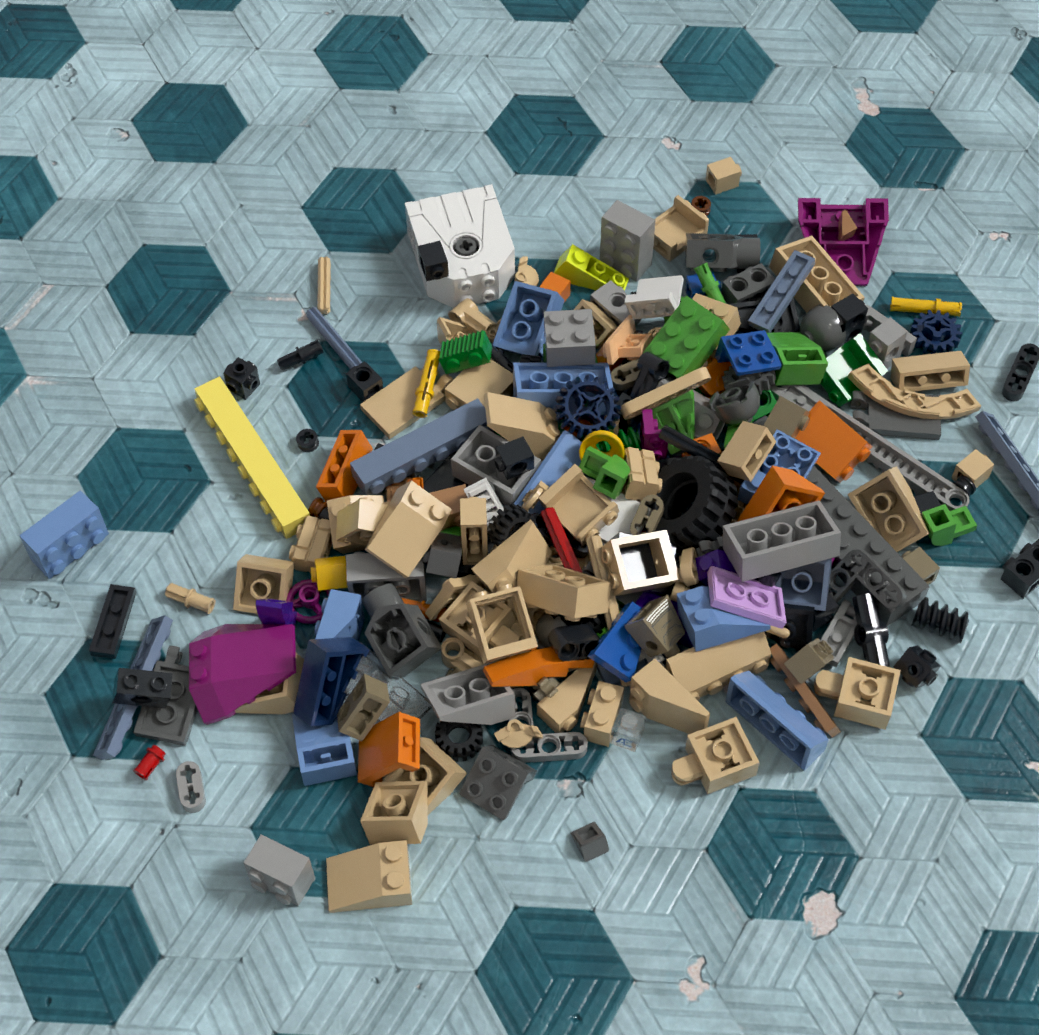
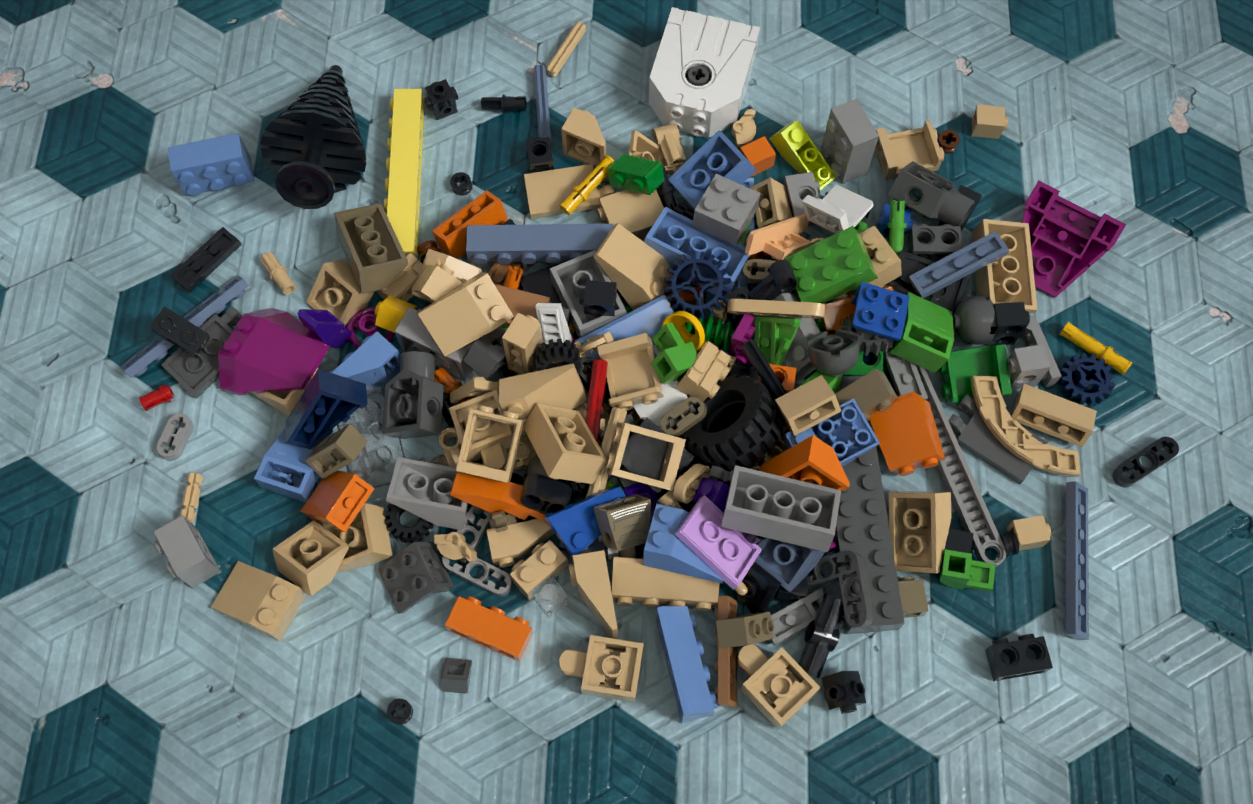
camera: 30 degrees right, 10 degrees up
(161, 465) = (315, 144): none -> black plant
(242, 827) = (191, 496): none -> tan axle
(268, 527) = (370, 246): none -> dark tan slope
(399, 347) = (583, 138): none -> tan slope
(433, 261) = (656, 75): black brick -> none
(562, 907) = (392, 710): none -> black bush
(593, 784) = (489, 627): none -> orange brick
(846, 226) = (1068, 231): medium nougat slope -> none
(941, 619) = (897, 658): black piece -> none

